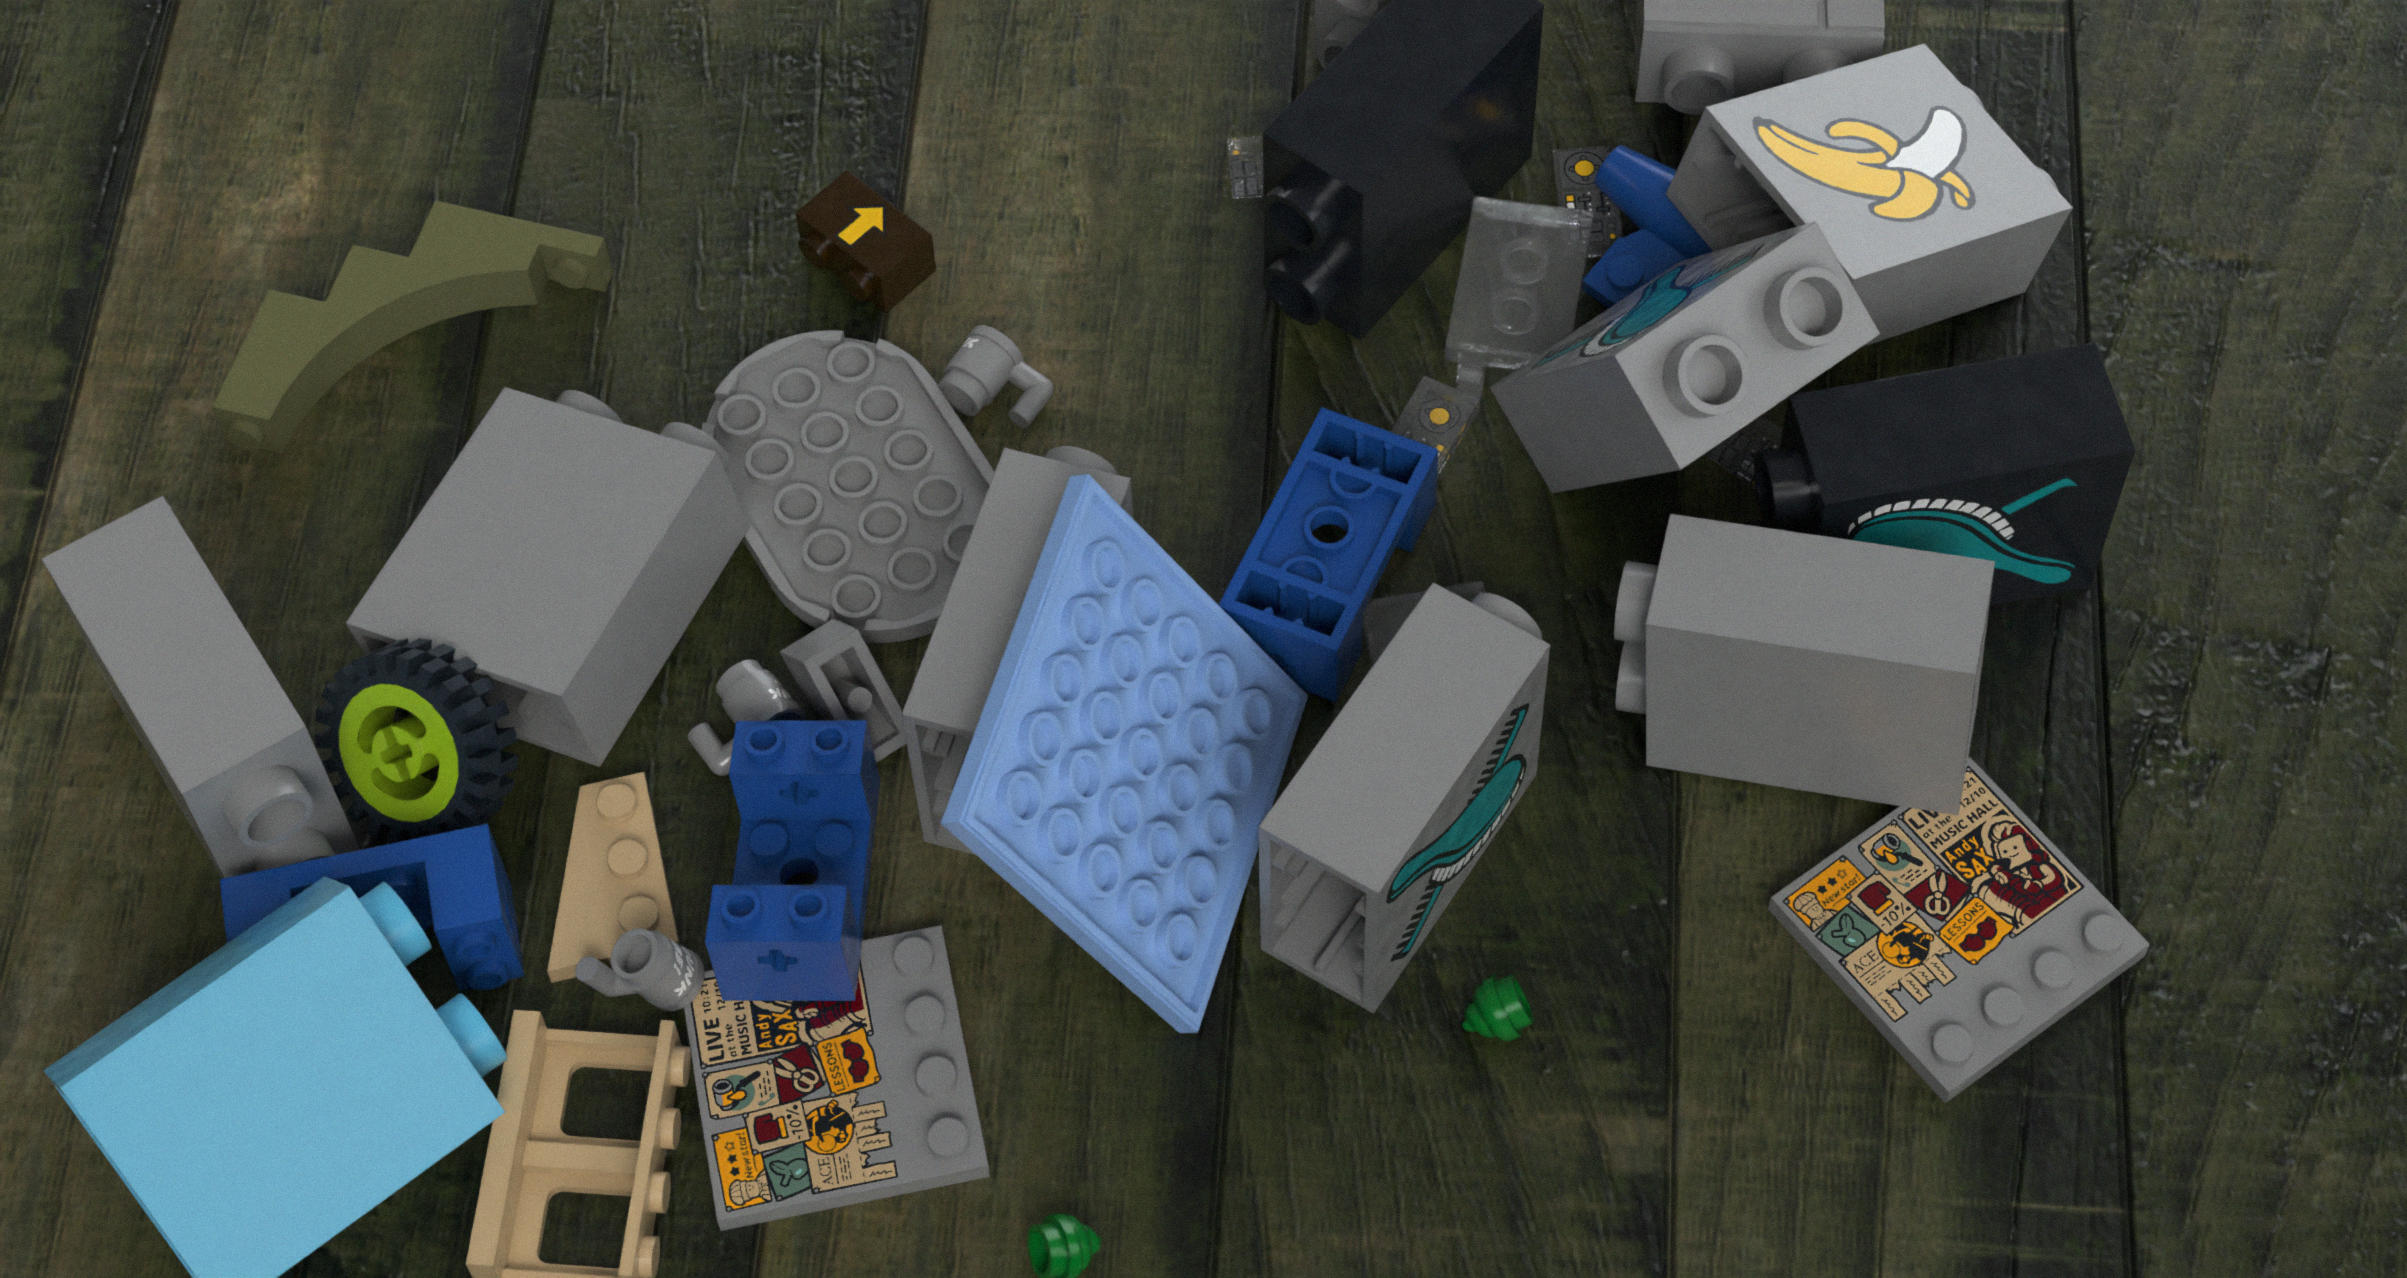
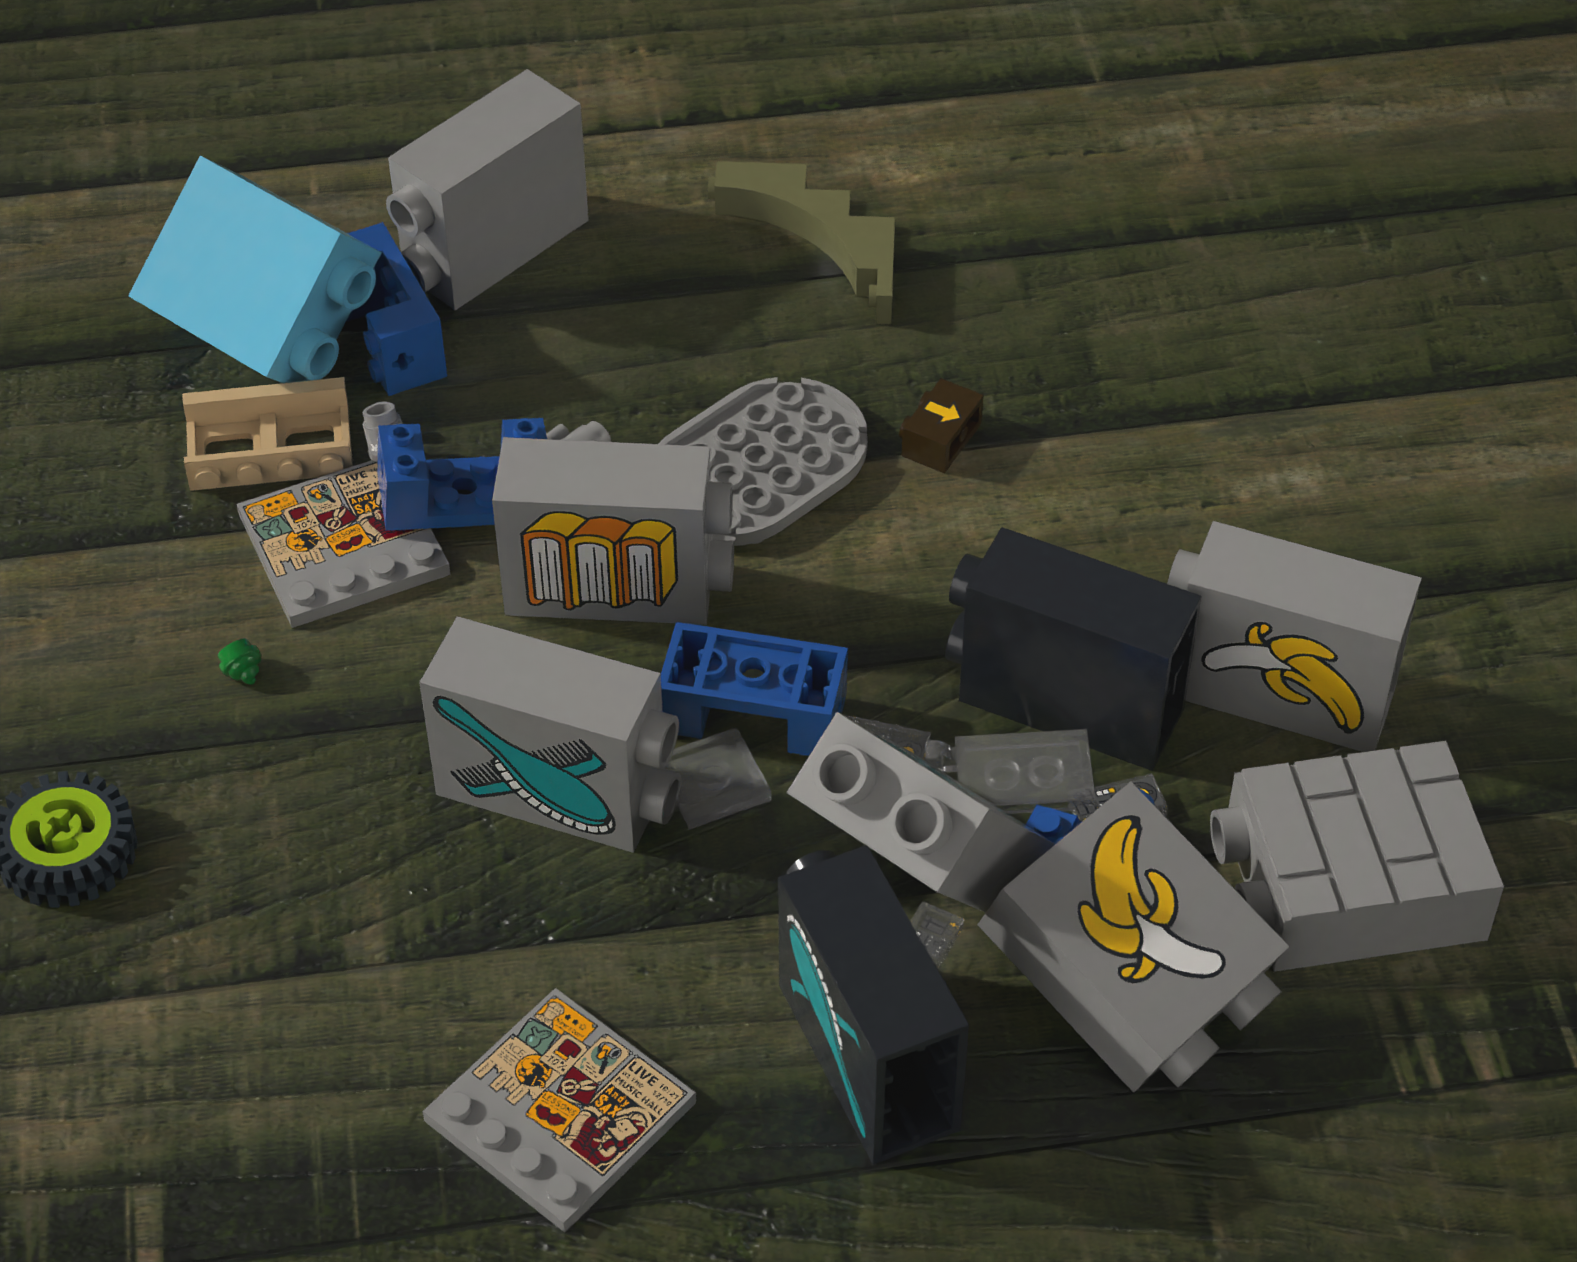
camera: 75 degrees right, 10 degrees down
(447, 728) = (498, 288): wheel -> none
(561, 563) = (636, 323): light grey brick -> none
(610, 875) = (458, 414): tan wing -> none
(984, 368) = (861, 502): light grey piece -> none
(1127, 756) = (535, 549): light blue tile -> none
(1498, 1009) = (442, 851): green plate -> none
(1806, 661) = (694, 940): light grey brick -> none

